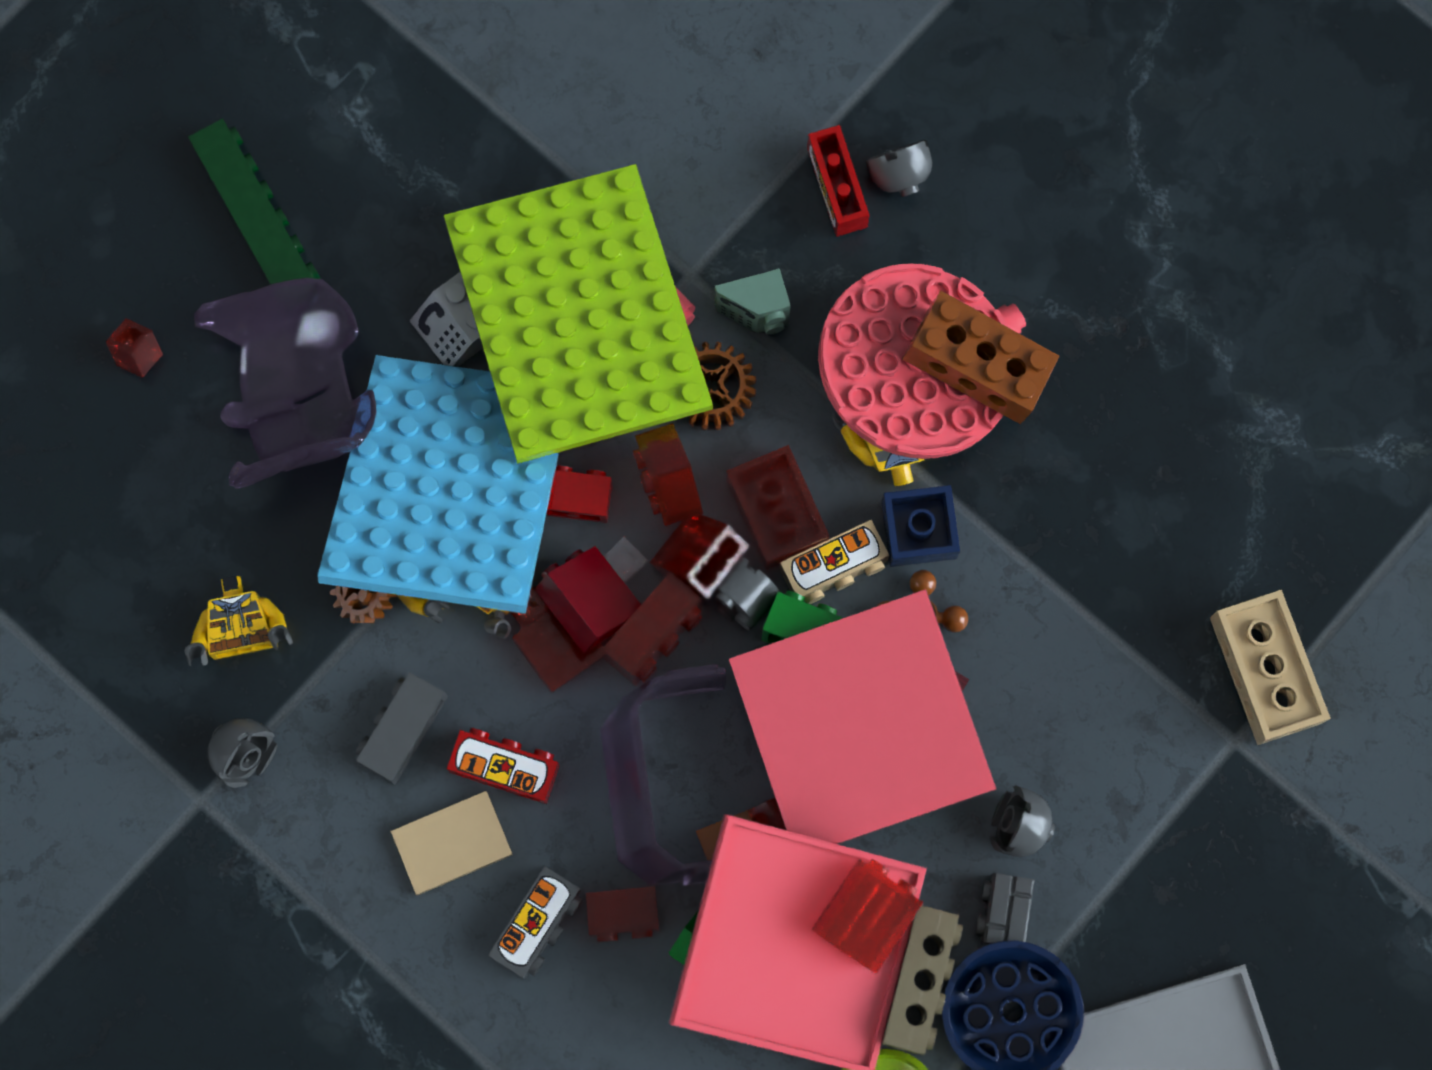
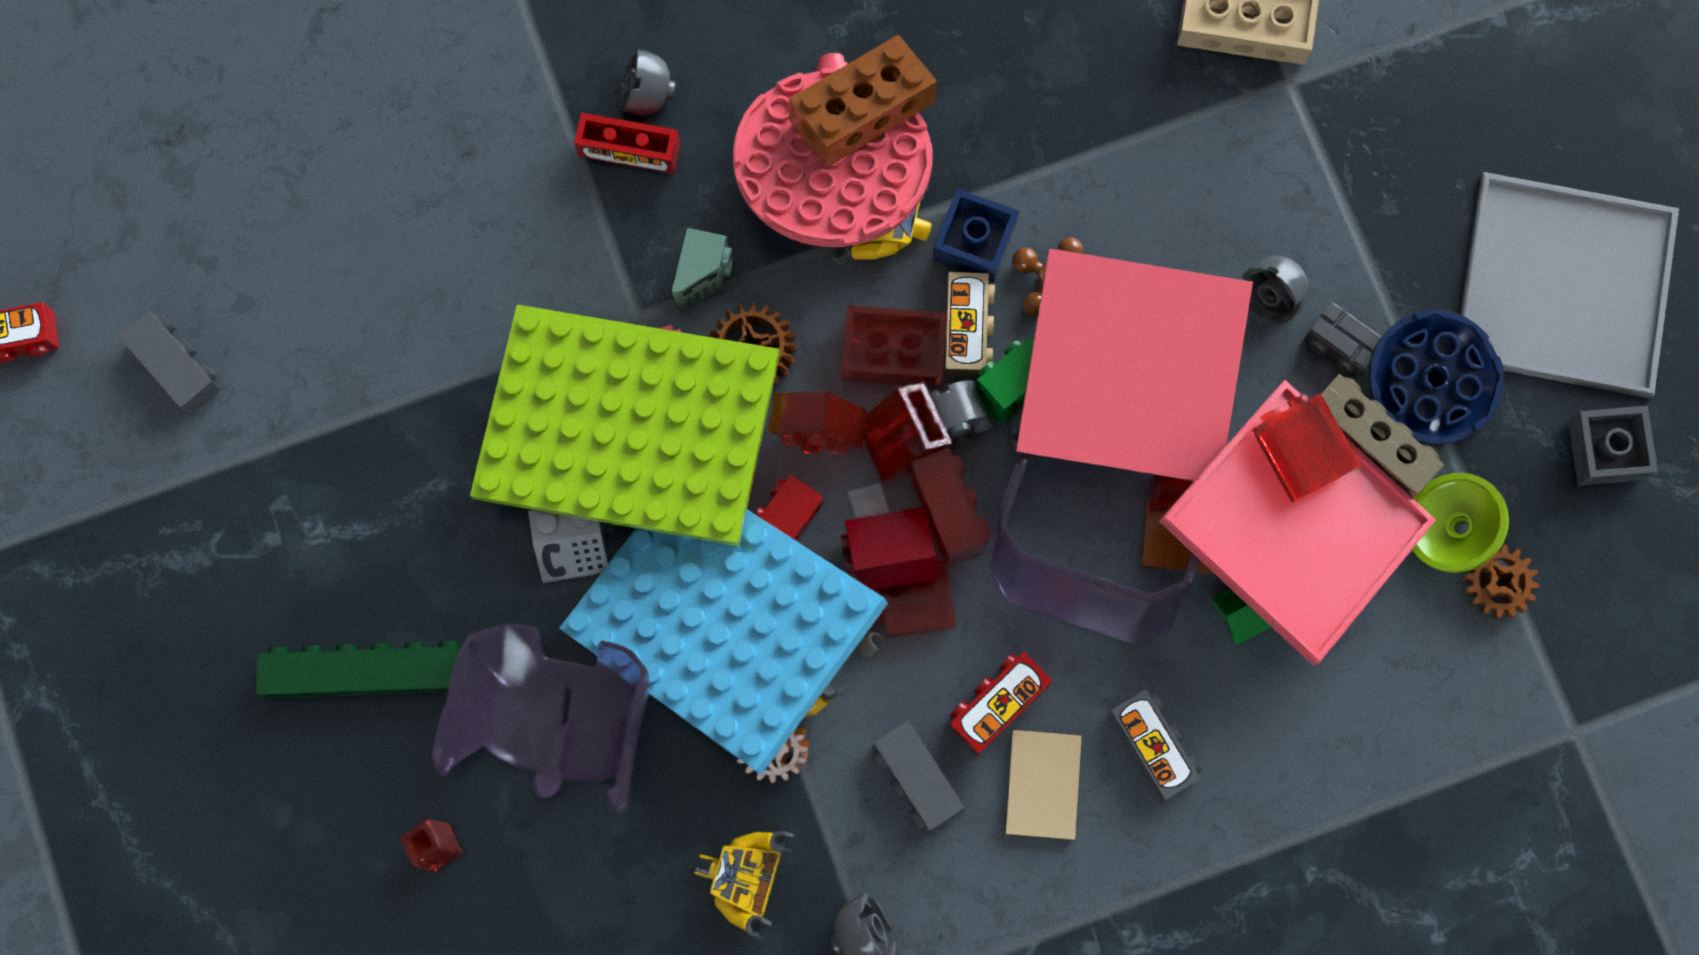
camera: 60 degrees left, 0 degrees up
(622, 913) = (1183, 664): clear red brick -> none

